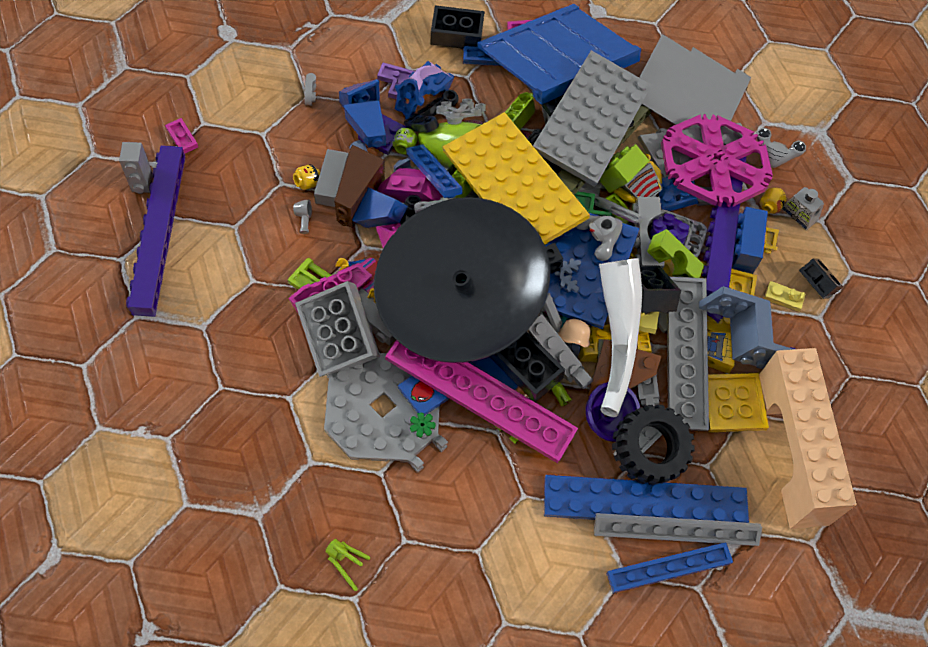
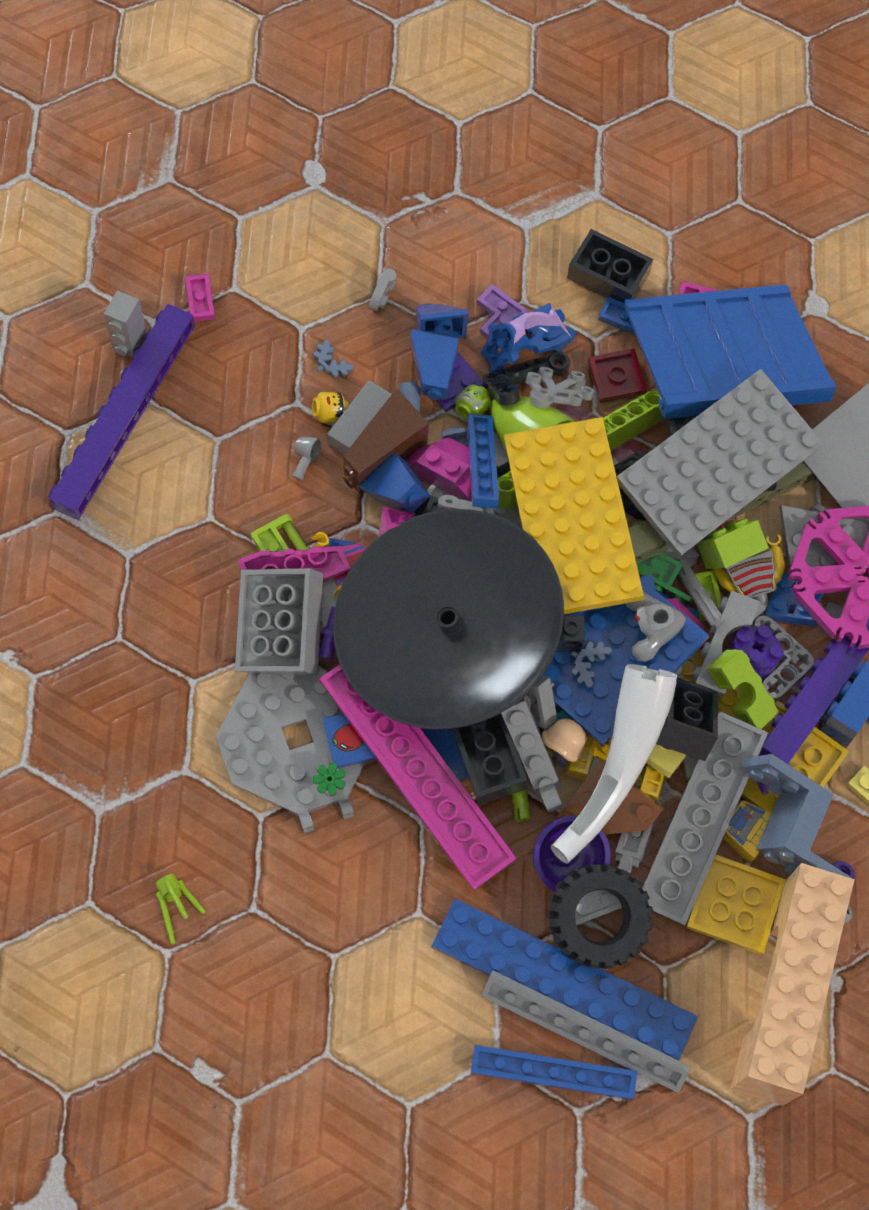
camera: 25 degrees right, 5 degrees up
(287, 146) = (324, 356): none -> sand blue animal
(378, 325) = (327, 647): none -> dark purple pin
(411, 201) = (440, 489): black plate -> none
(492, 92) = (617, 375): none -> dark red plate

